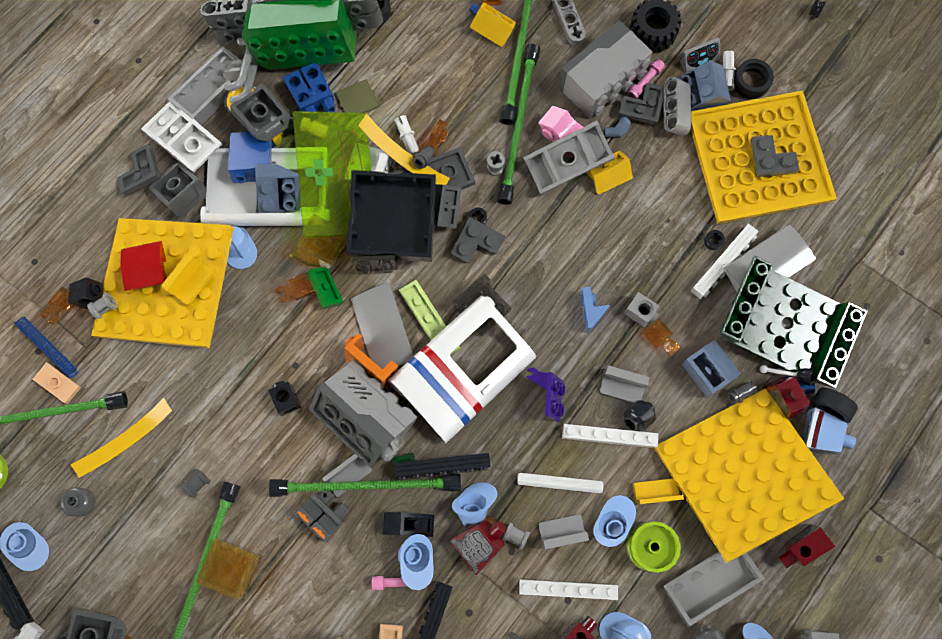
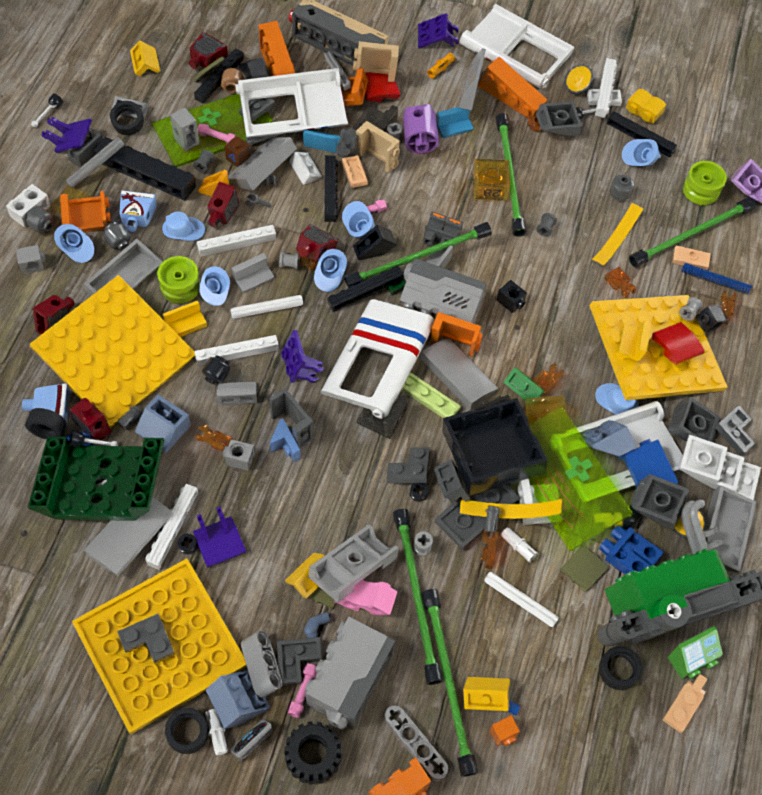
camera: 155 degrees right, 15 degrees down
(155, 383) = (619, 280): none -> clear orange plate
(427, 90) = (521, 599): none -> white axle
(570, 306) = (283, 402): none -> dark grey panel
(683, 231) = (218, 541): none -> dark purple plate

